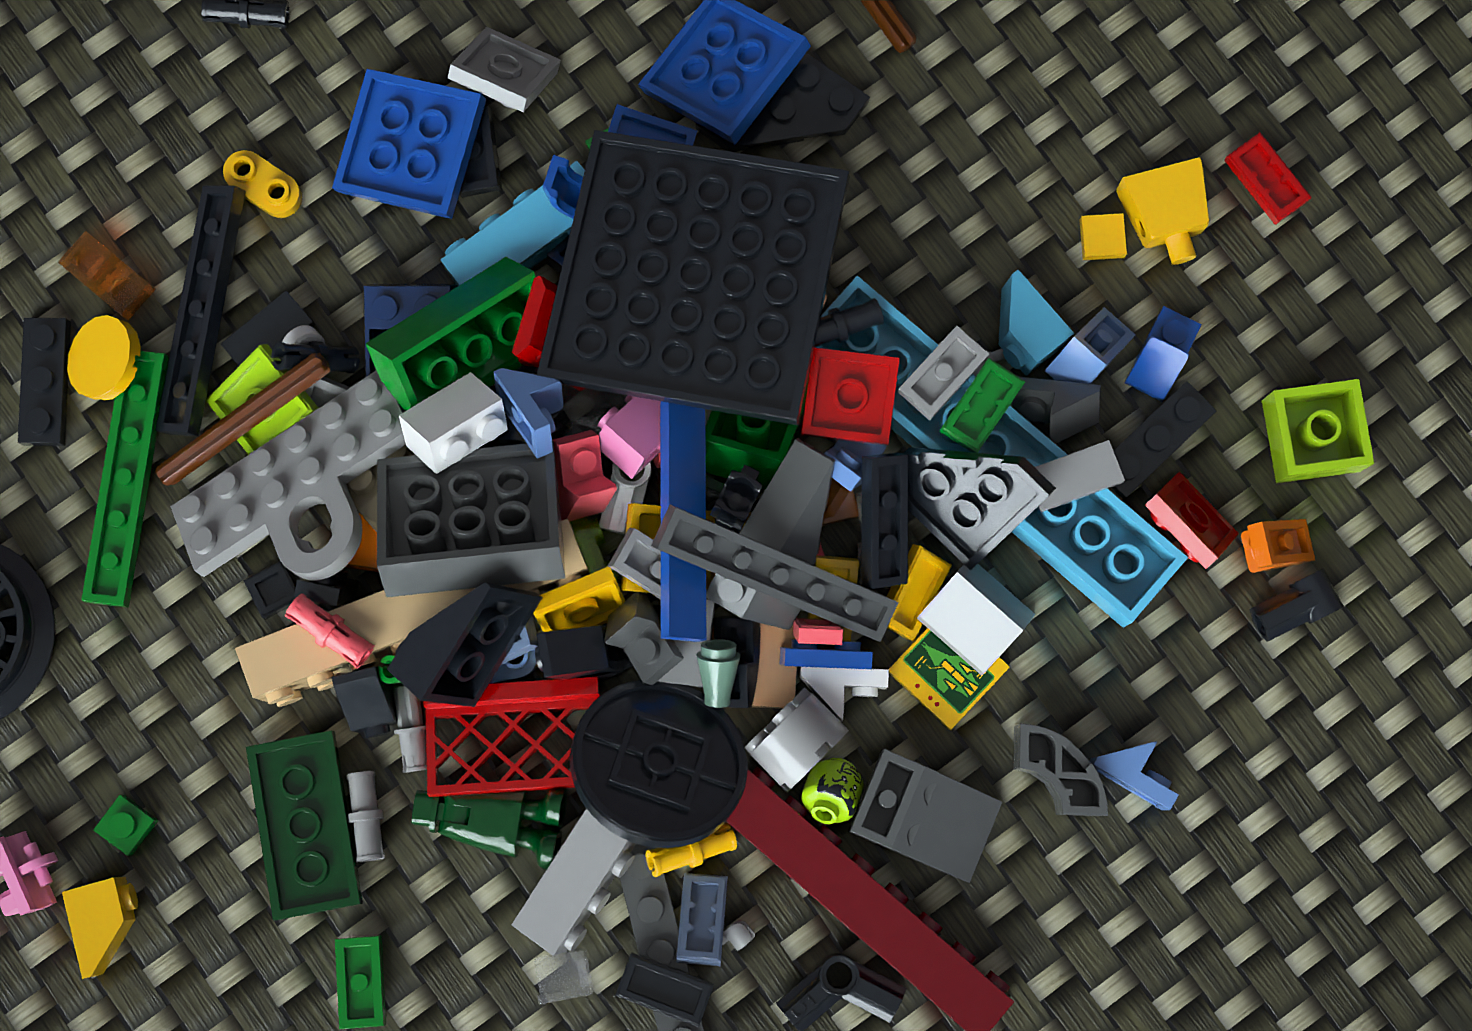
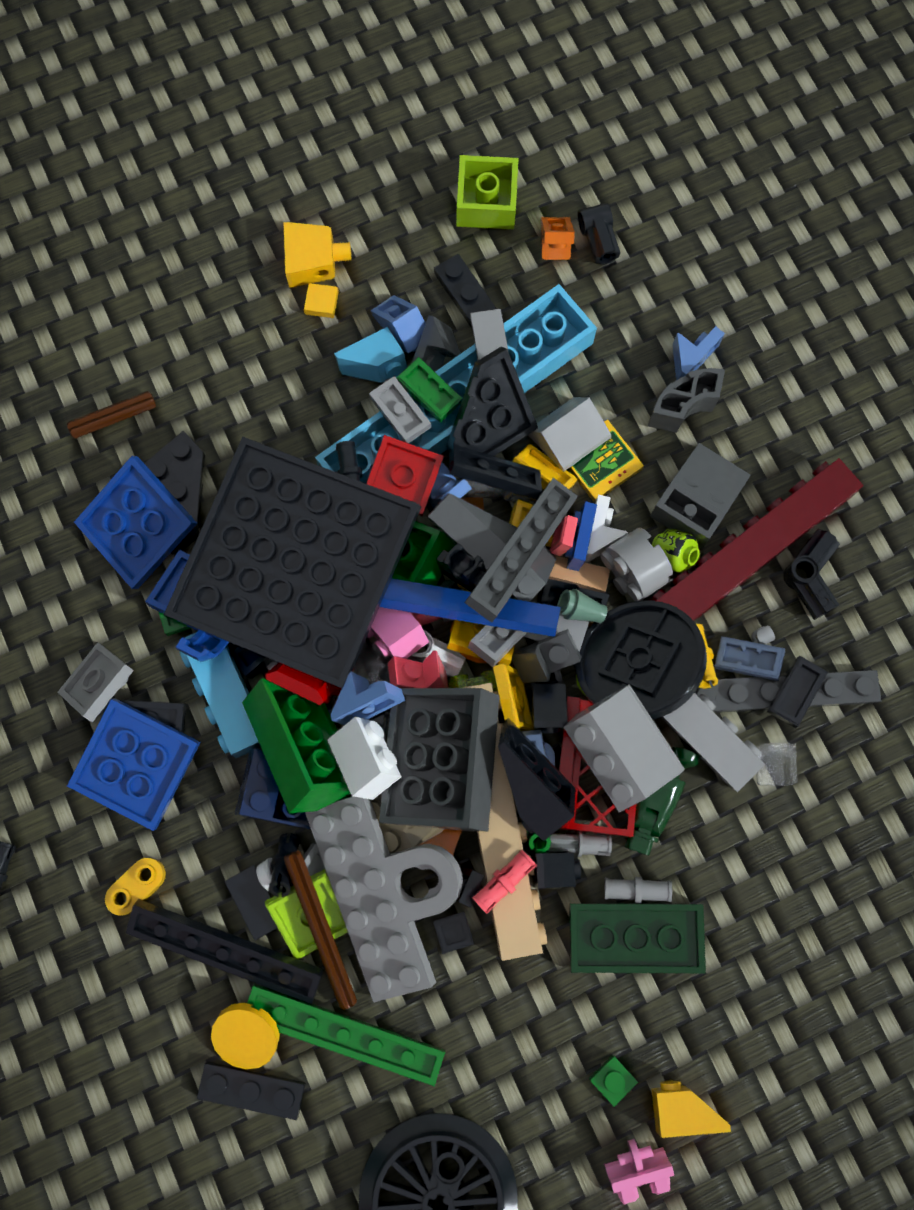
camera: 80 degrees left, 5 degrees down
(106, 275) = (177, 1024): clear orange slope -> none
(360, 982) = (759, 915): green plate -> none
(529, 754) = (624, 748): none -> light grey slope
(1163, 354) = (411, 279): blue slope -> none
(1192, 520) = (526, 283): red plate -> none
(1267, 178) = (306, 189): red plate -> none

